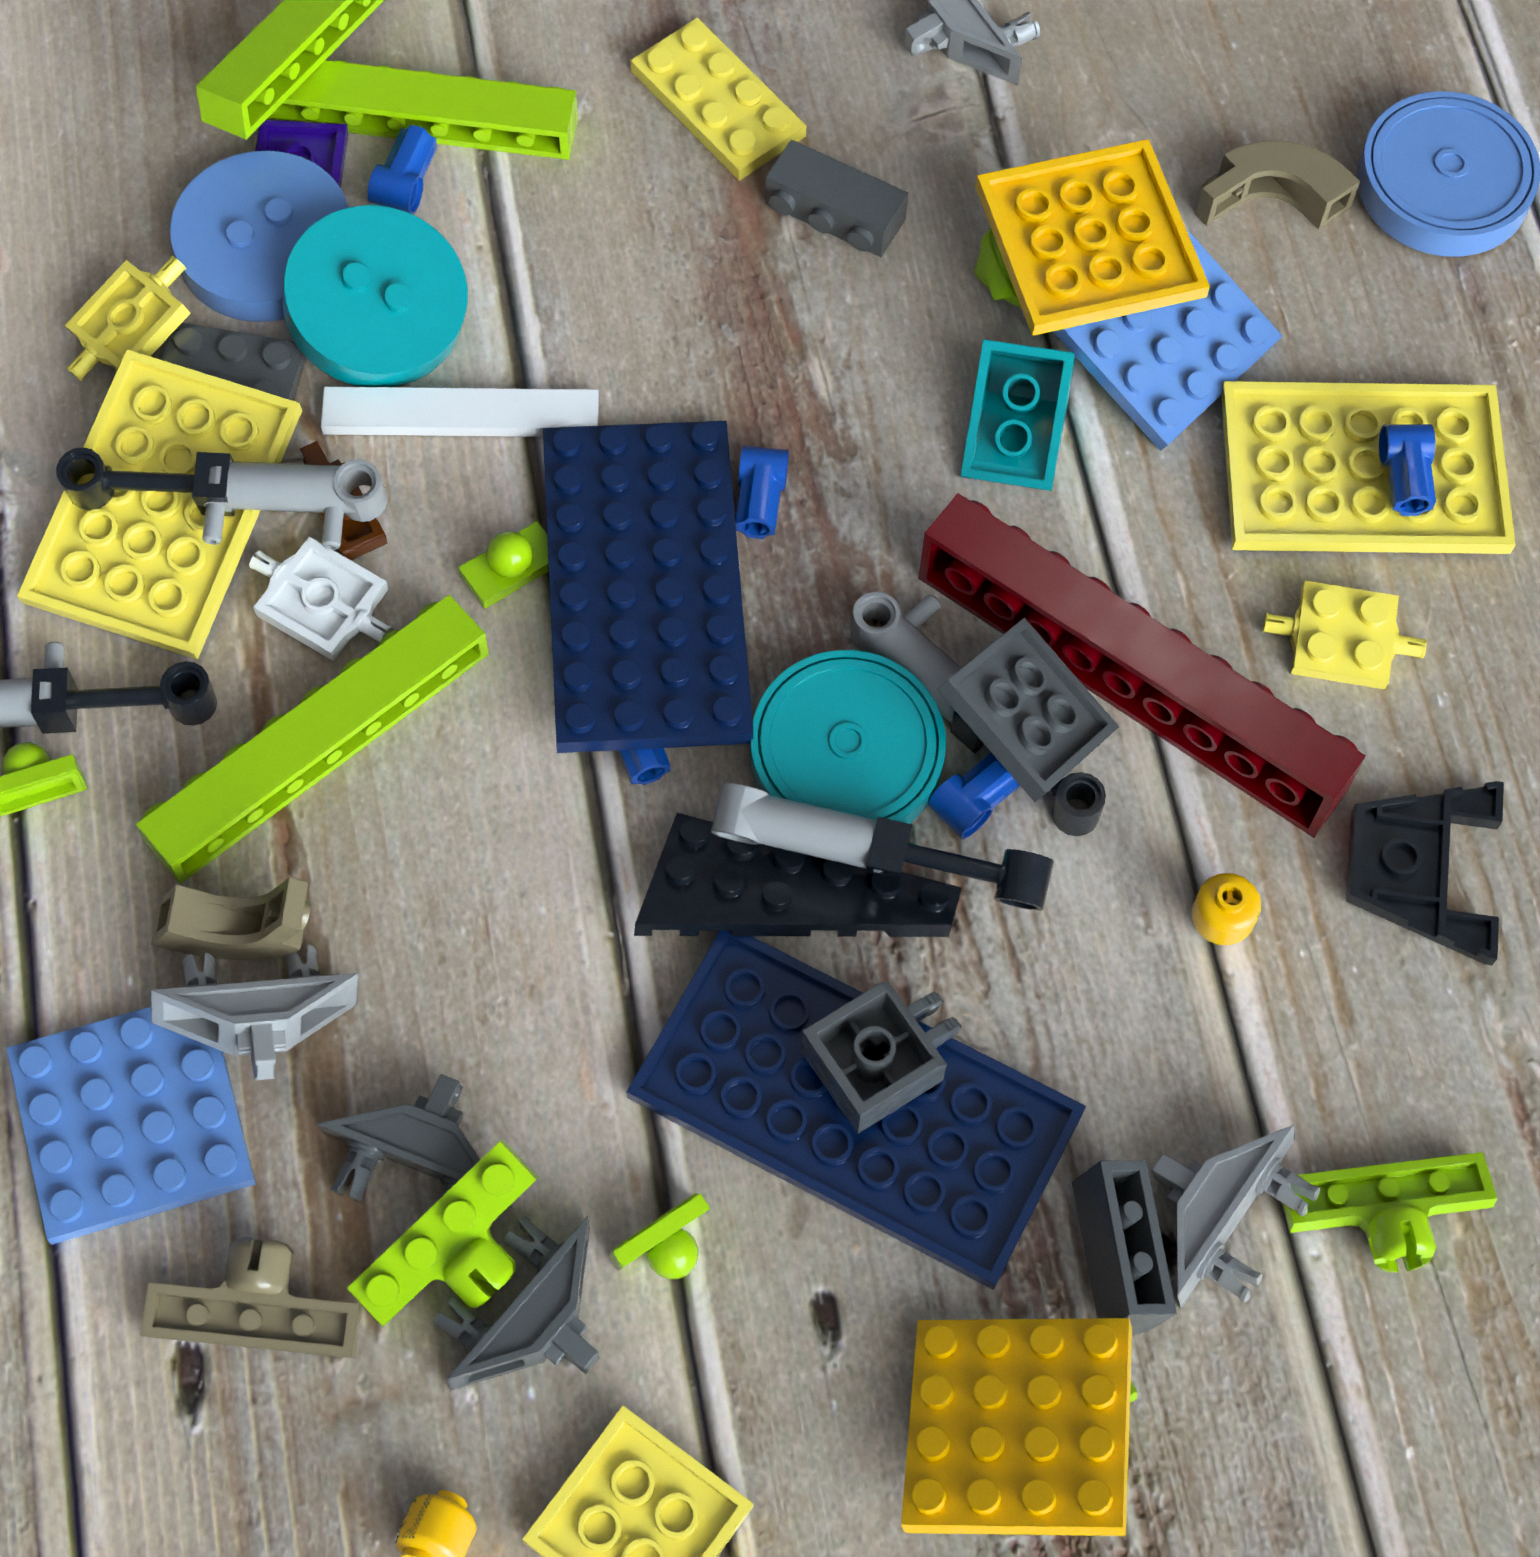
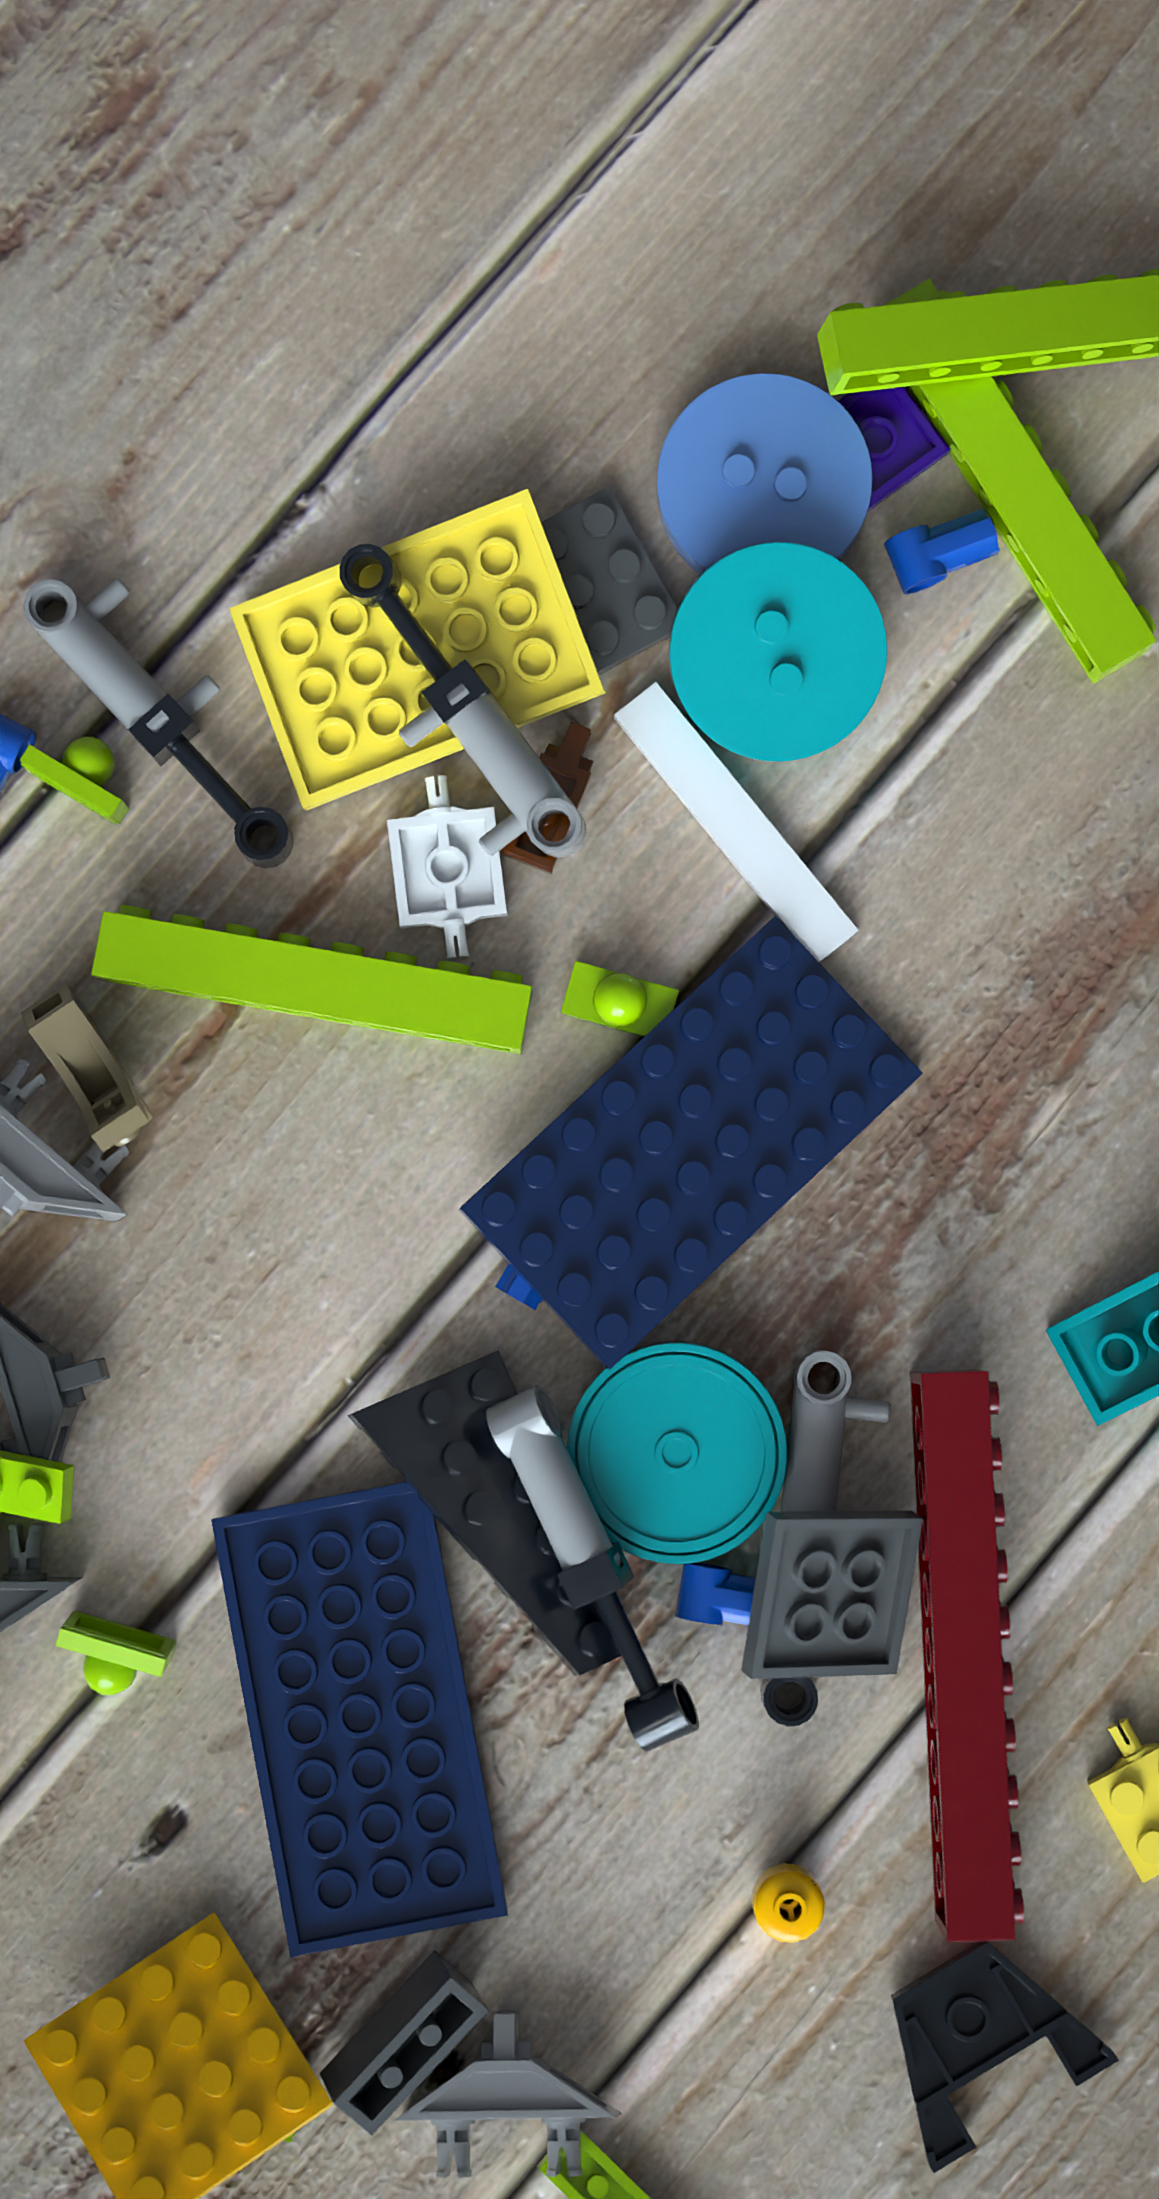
camera: 55 degrees right, 20 degrees up
(128, 313) = (572, 446): light yellow plate -> none
(761, 482) = (885, 1158): blue piece -> none
(884, 1026) = (412, 1746): dark grey hinge -> none

